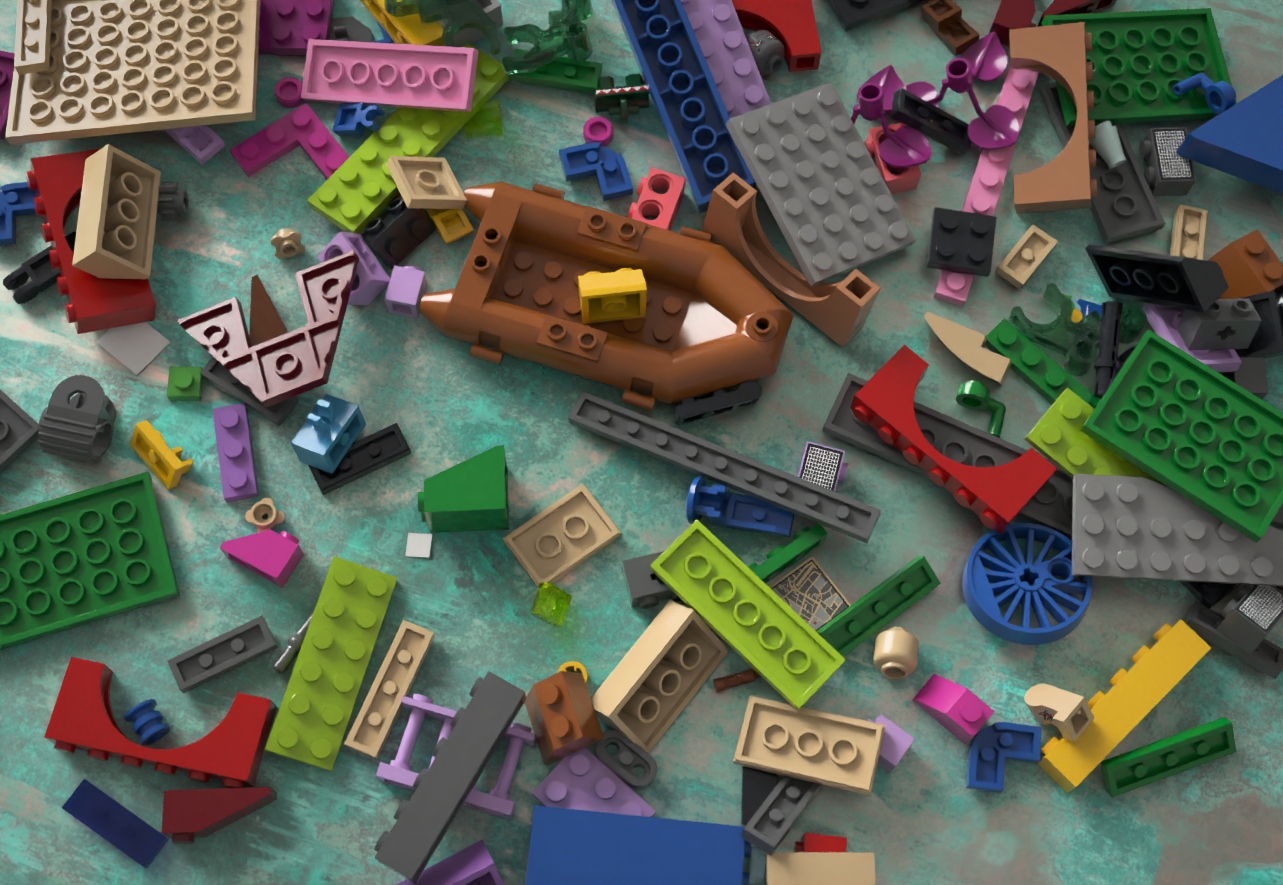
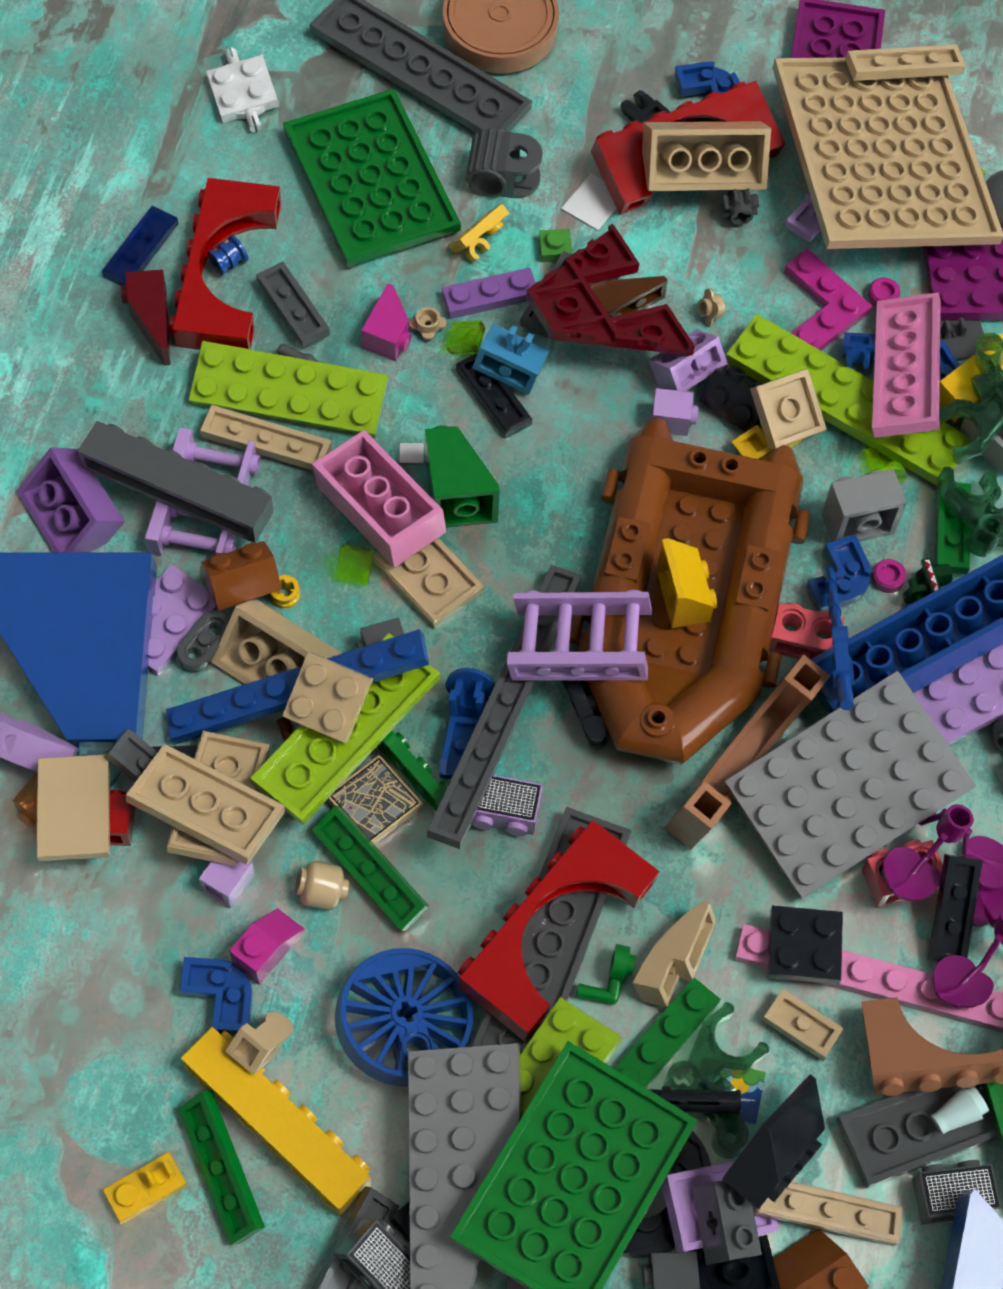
camera: 85 degrees right, 5 degrees down
(290, 479) = (465, 337): none -> clear neon green plate
(484, 571) = (379, 498): none -> bright pink brick
(536, 136) = (864, 506): none -> light grey brick
(700, 373) = (587, 665): none -> lavender fence
(702, 660) = (273, 692): none -> blue plate
(711, 158) = (841, 662): none -> blue bar
(727, 622) = (327, 697): none -> tan plate
(829, 752) = (205, 804): none -> tan plate
(1185, 830) = (145, 1188): none -> yellow plate

